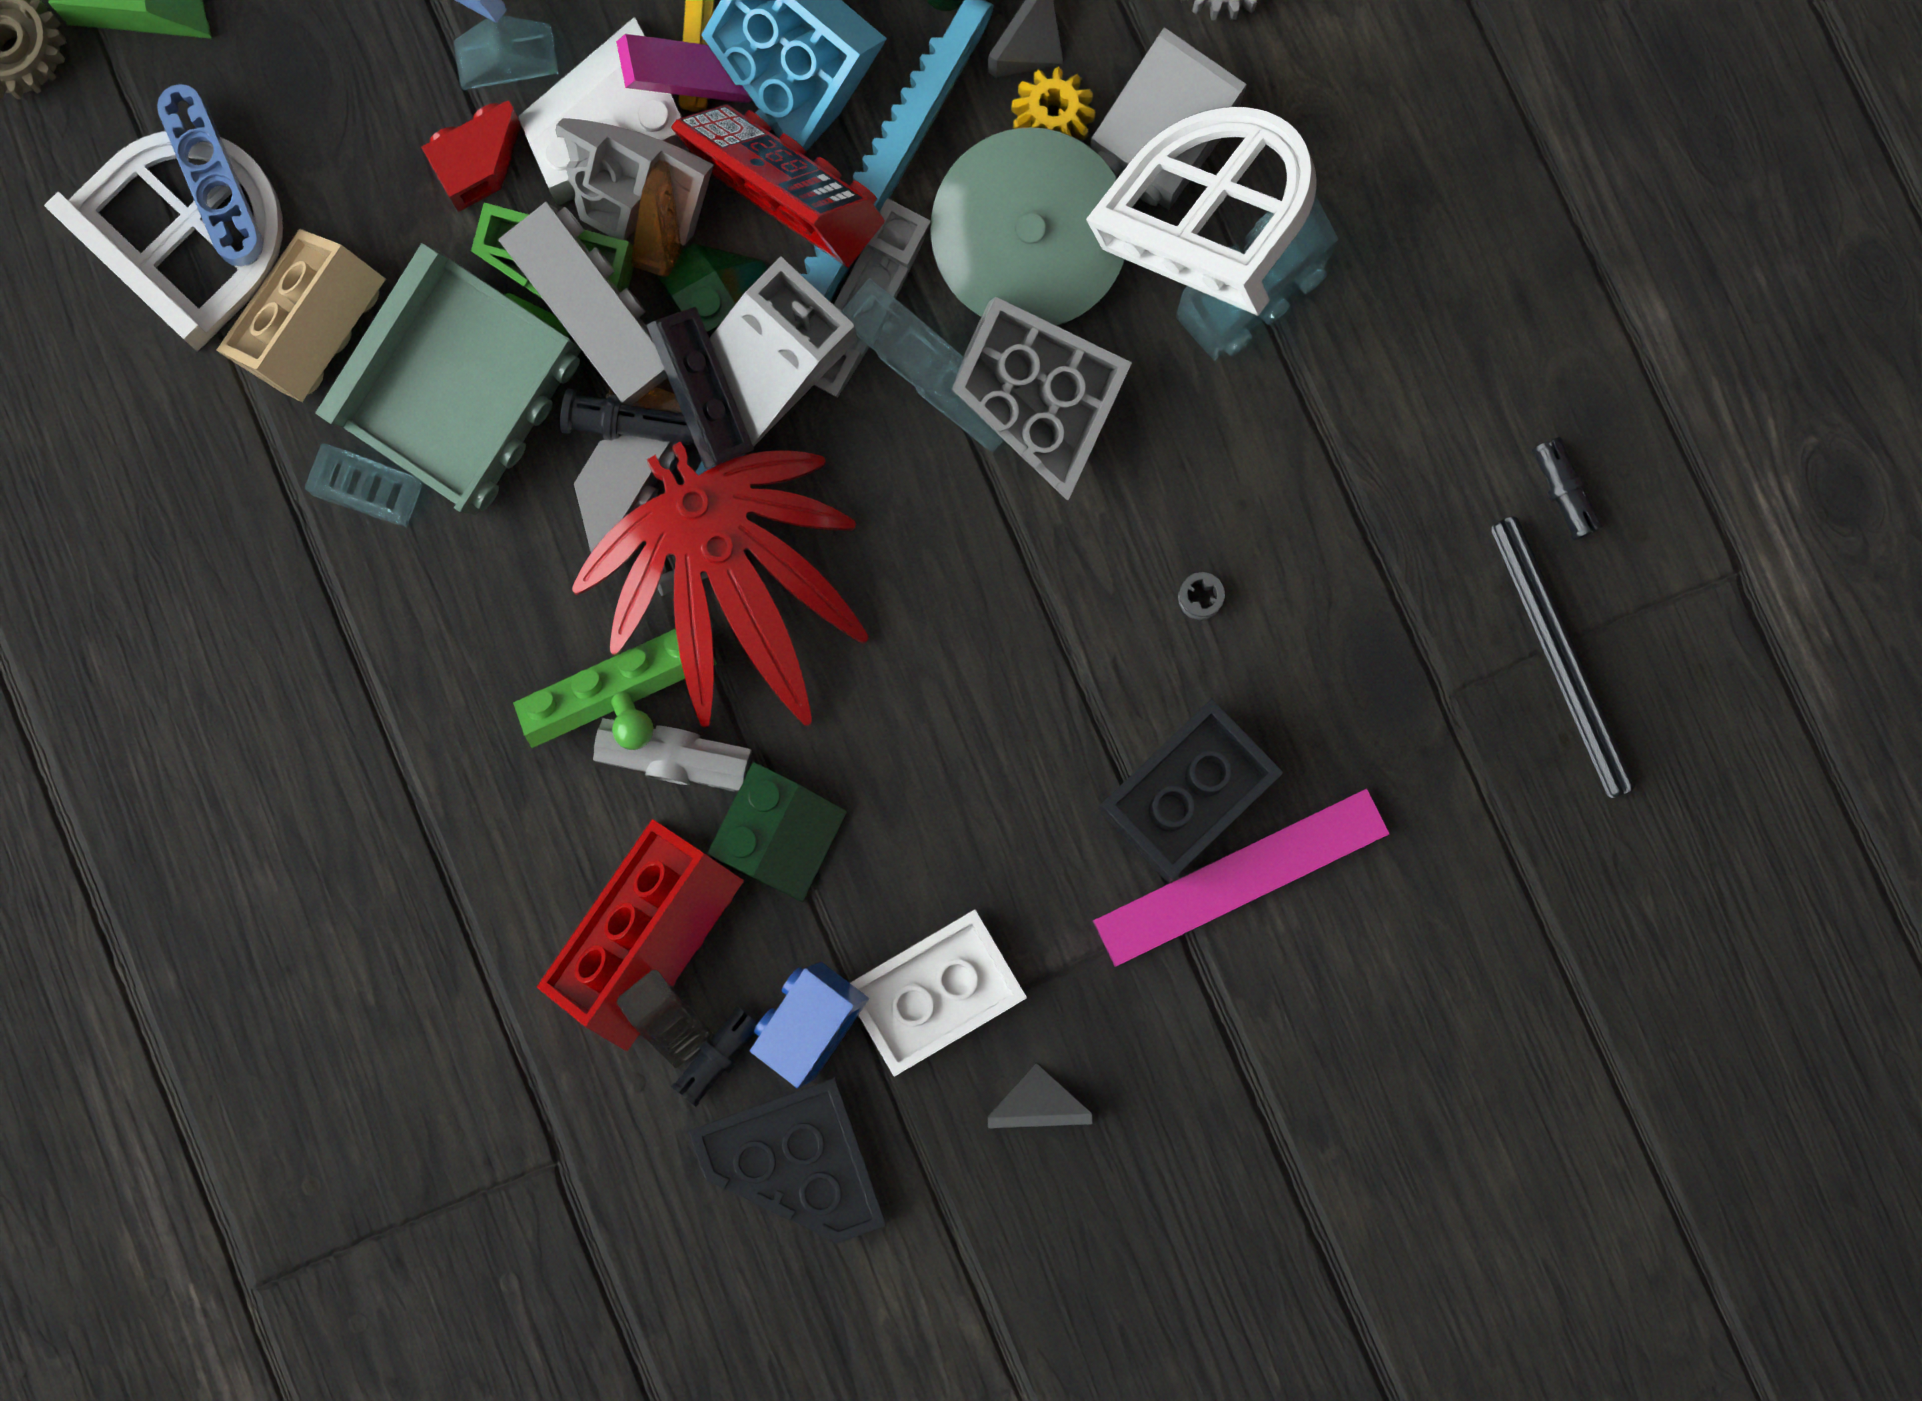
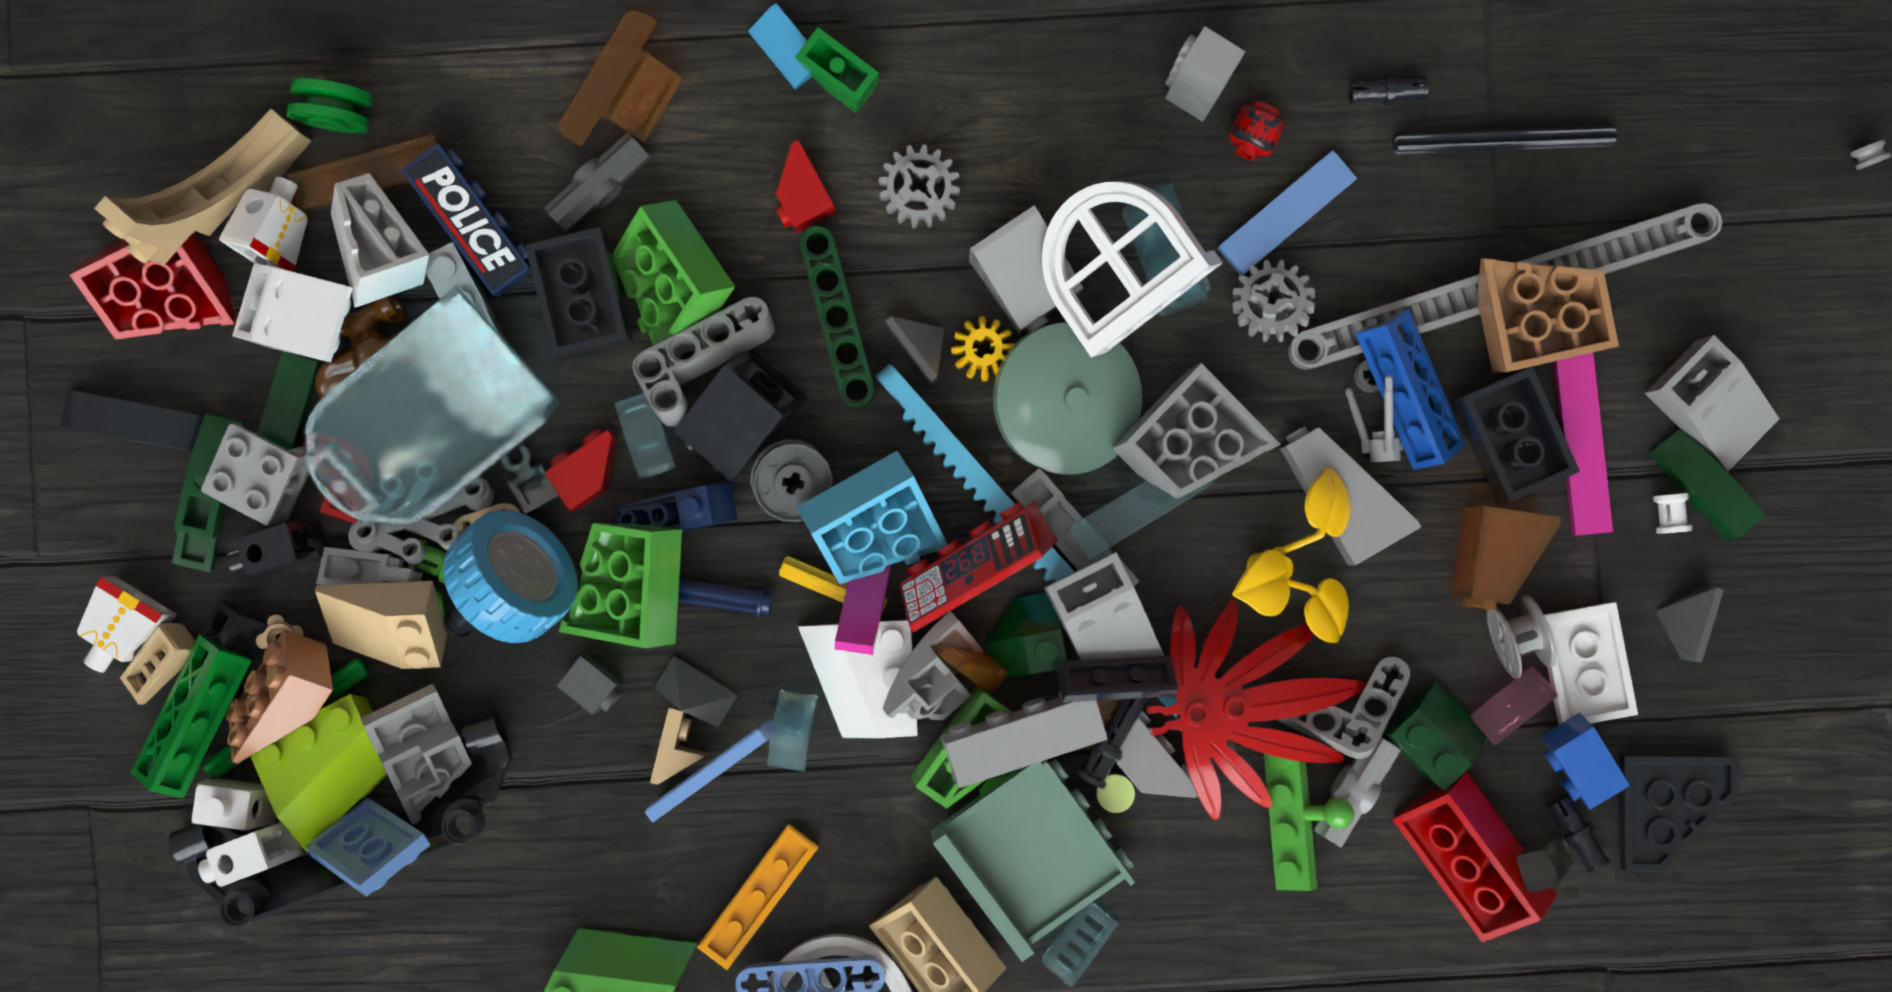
camera: 75 degrees left, 5 degrees up
(290, 86) = (758, 896): none -> light orange tile
(475, 155) = (866, 780): red slope -> none
(562, 463) = (1117, 794): none -> yellowish green tile
(759, 722) = (1359, 719): none -> light grey beam
(849, 915) = (1514, 705): none -> clear pink slope
(892, 519) = (1267, 574): none -> yellow plant
(937, 884) = (1521, 636): none -> light grey piece
(1029, 619) = (1374, 516): none -> light grey slope
(1033, 818) = (1498, 553): none -> clear orange slope
(1118, 639) = (1385, 444): none -> light grey plant
(1168, 1033) = (1672, 513): none -> white bush
(1192, 638) = (1413, 418): none -> blue fence
(1220, 1062) = (1708, 485): none -> dark green slope
(1244, 437) = (1289, 303): none -> light grey gear
(1328, 1036) = (1714, 401): none -> light grey slope
(1356, 761) = (1542, 313): none -> medium nougat wedge
(1363, 420) = (1287, 213): none -> medium blue tile
(1377, 721) = (1459, 299): none -> light grey gear
(1450, 343) = (1256, 130): none -> red head
(1488, 226) = (1202, 72): none -> light grey brick
(1727, 1127) = (1870, 154): none -> light grey bush

